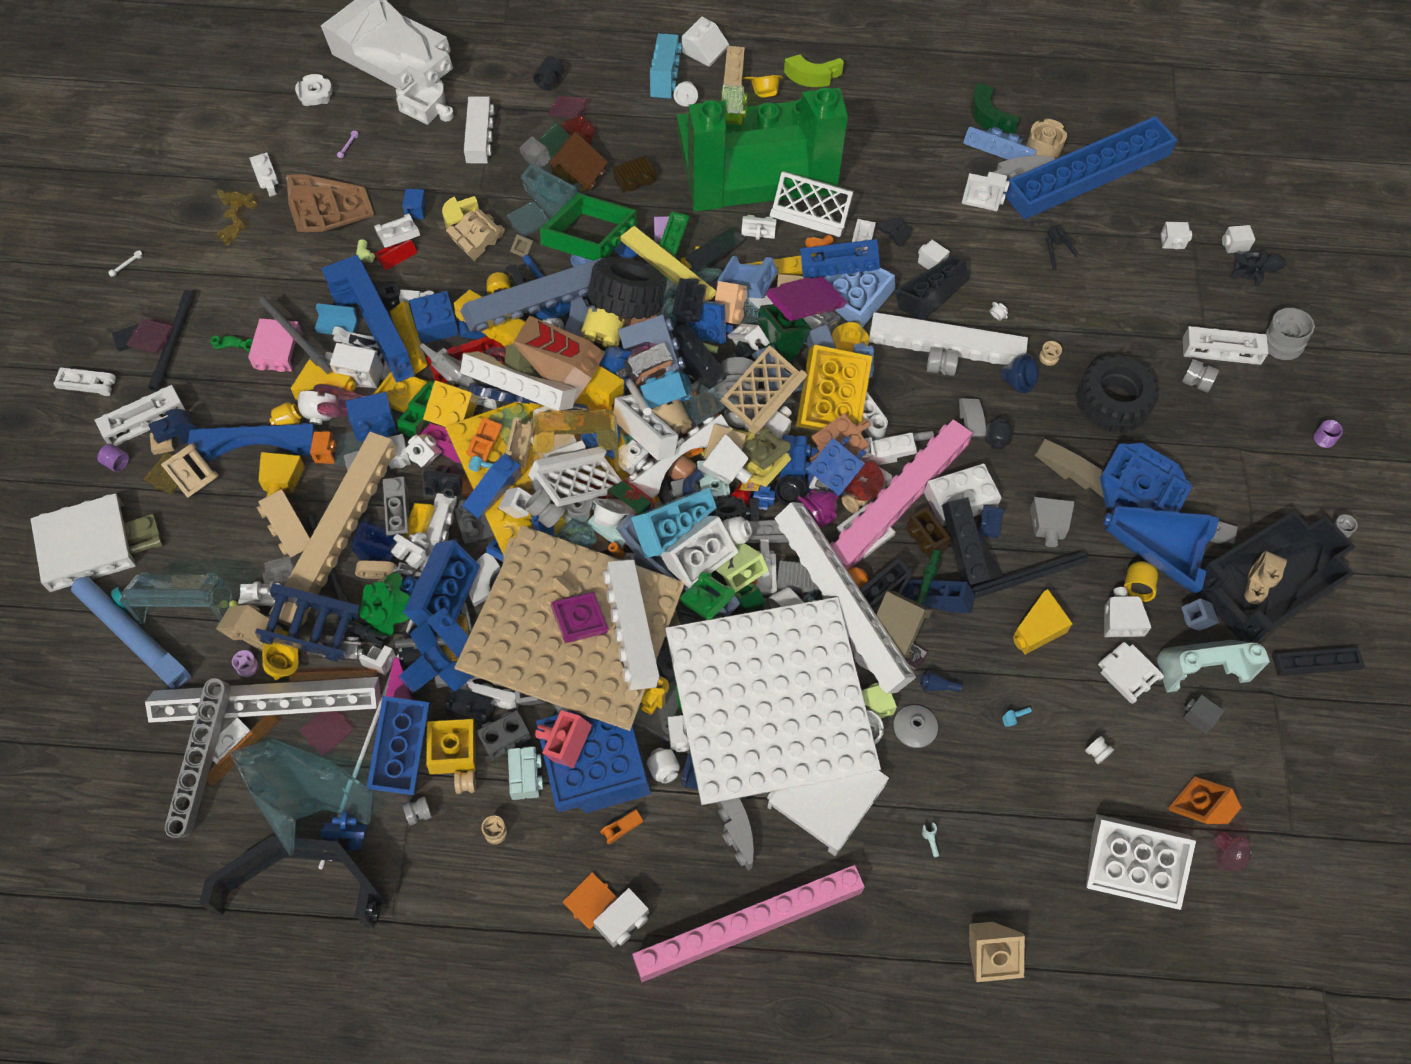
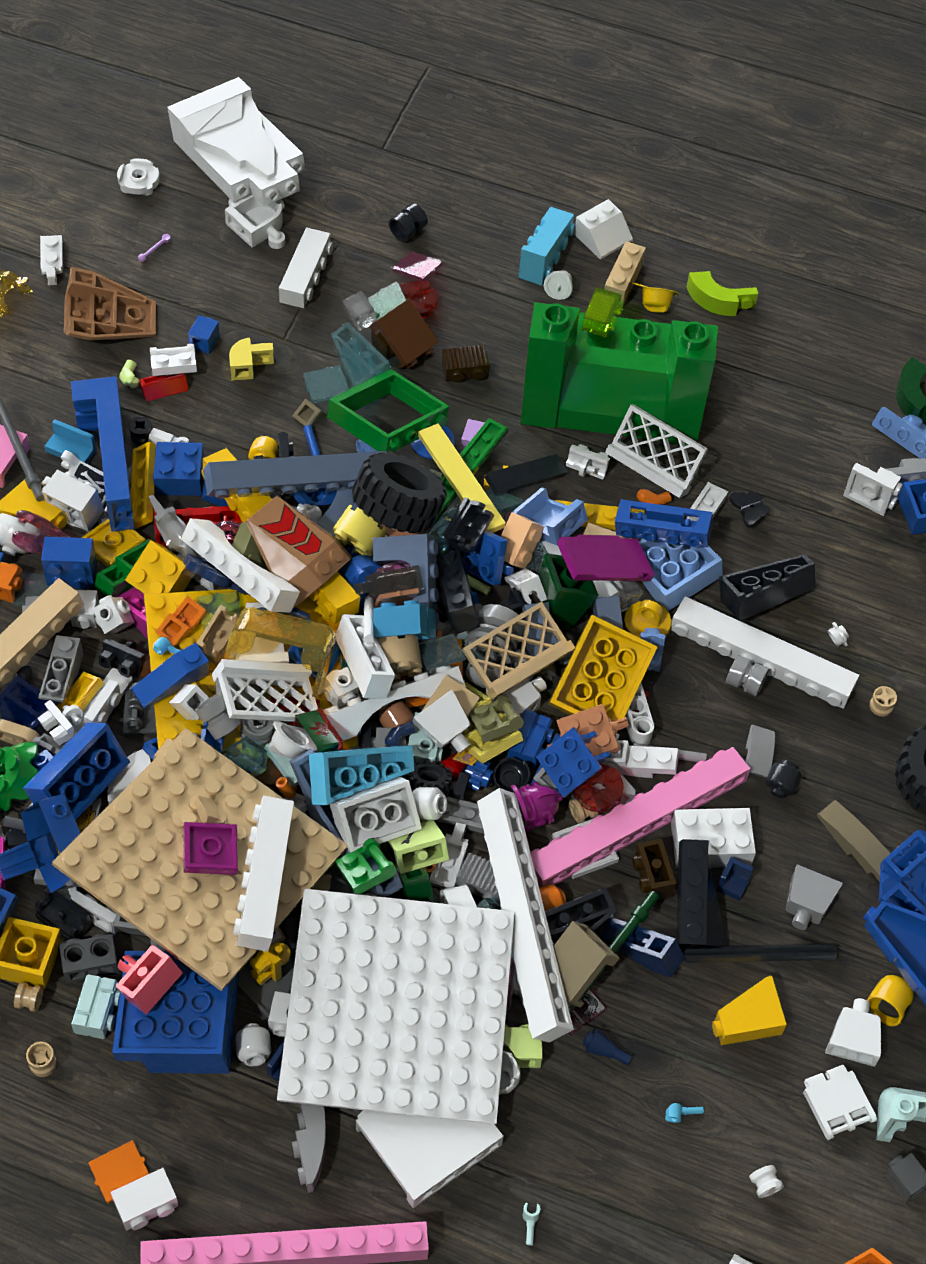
camera: 15 degrees right, 5 degrees down
(475, 233) = (260, 385): tan hips -> none
(625, 824) = (189, 1098): orange bar -> none
(909, 733) = (556, 1100): light grey dish -> none
(932, 254) = (782, 546): white brick -> none
(1021, 373) = (836, 715): dark blue piece -> none

